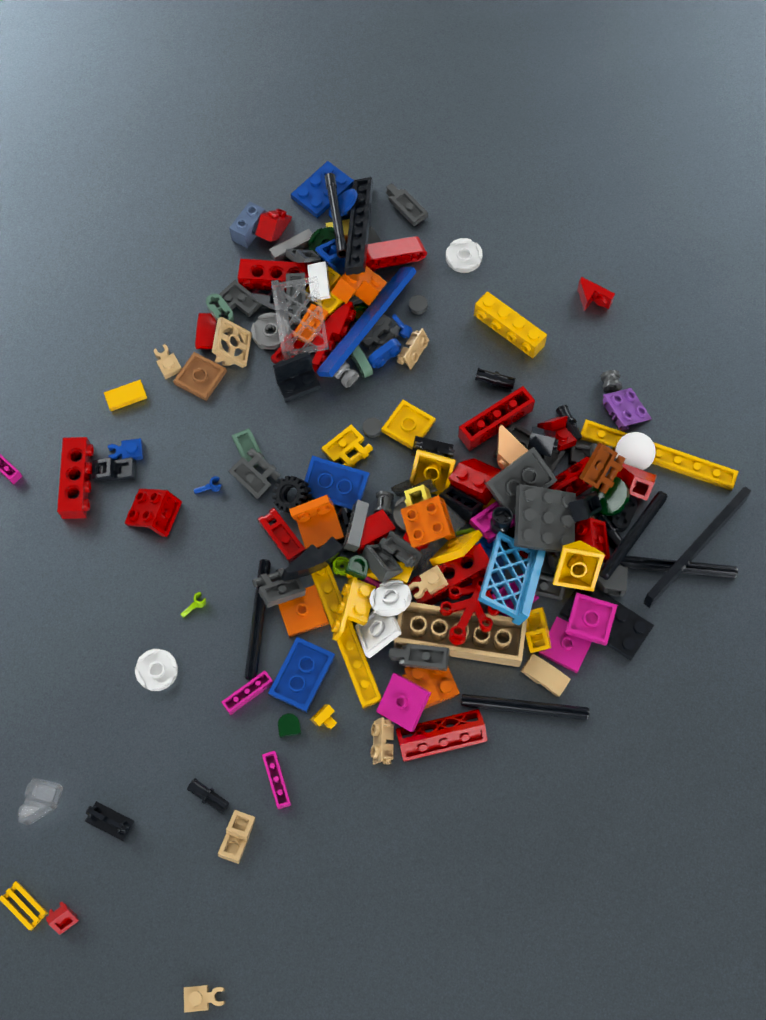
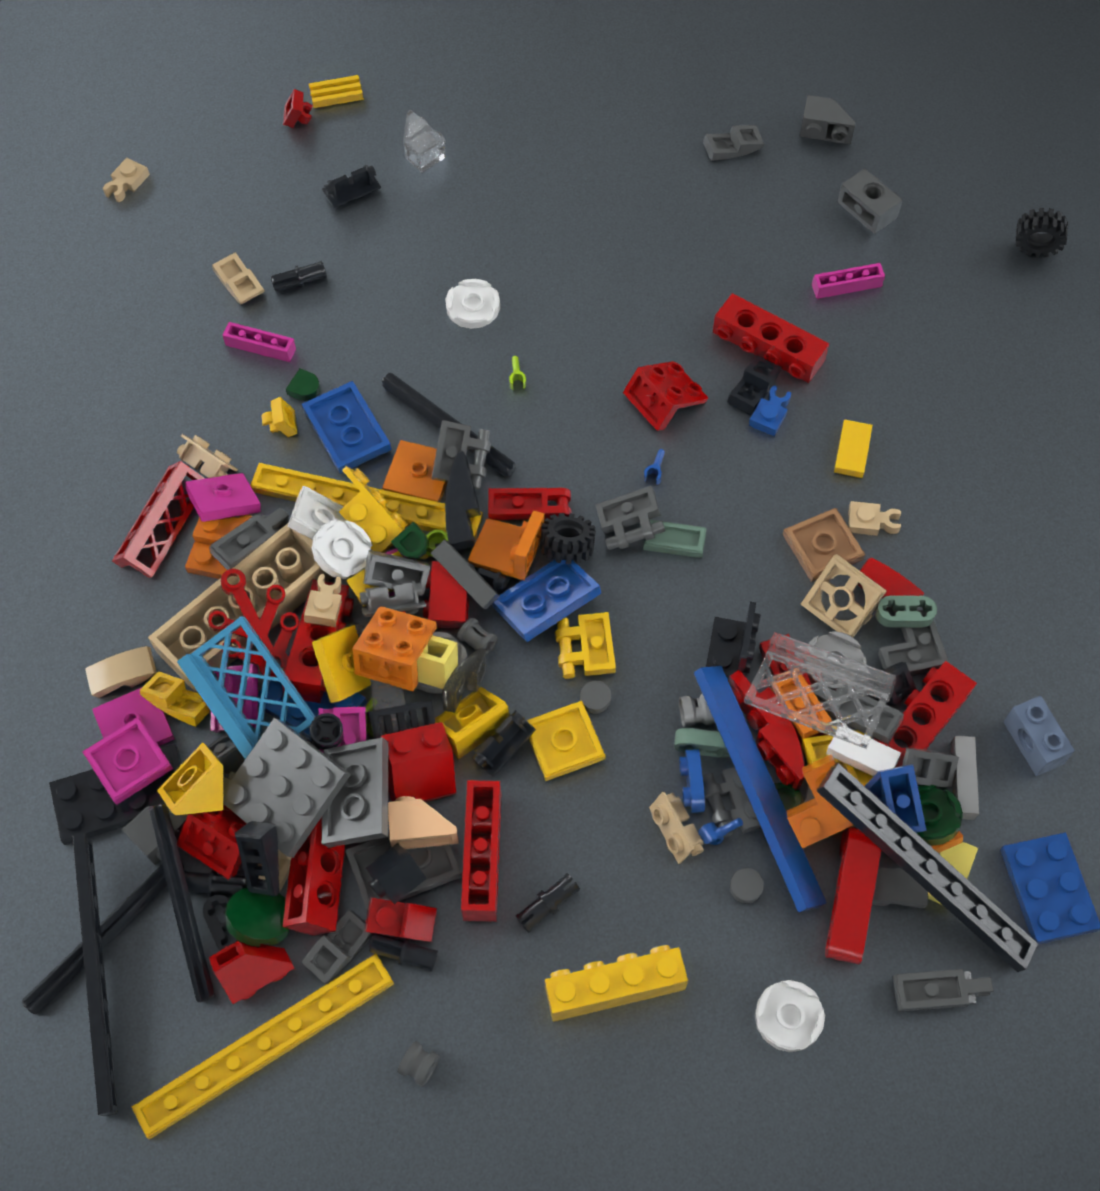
camera: 125 degrees right, 5 degrees down
(247, 692) = (372, 368): dark pink piece -> none
(272, 224) = (1019, 771): red slope -> none
(340, 243) = (1032, 884): black piece -> none
(346, 201) = (995, 888): blue piece -> none
(523, 706) = (108, 626): black axle -> none
(591, 292) = (588, 1154): red slope -> none
(598, 466) = (290, 917): dark orange plate -> none
(625, 408) = (363, 1053): medium lavender hinge -> none
(637, 450) = (288, 1005): white tile -> none

